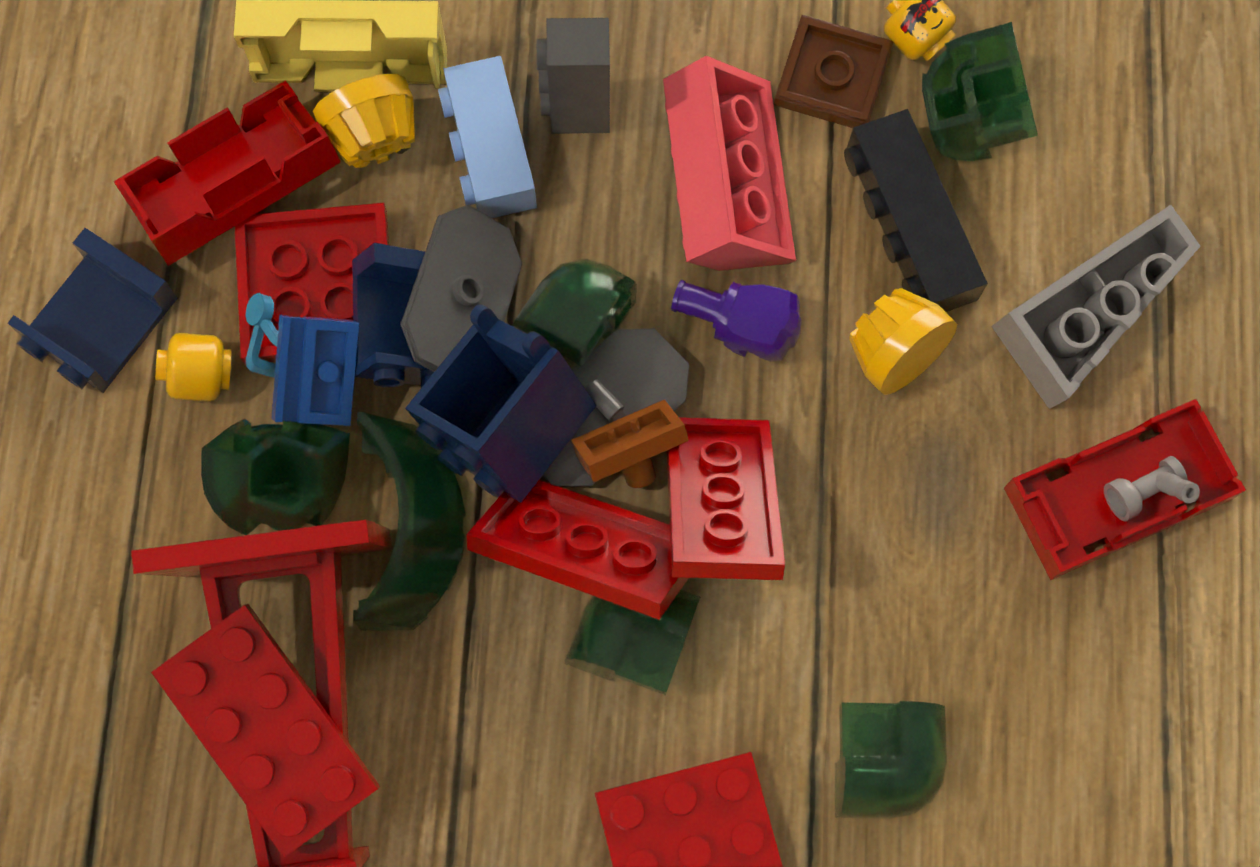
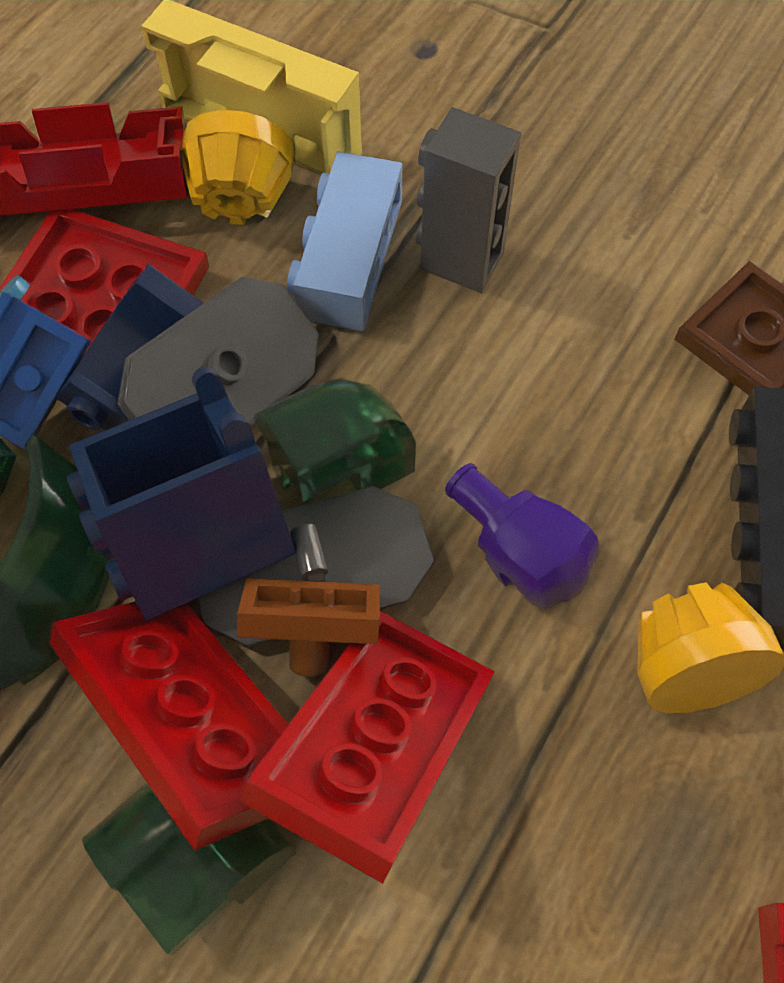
camera: 30 degrees right, 10 degrees down
(727, 167) = (588, 376): coral slope -> none

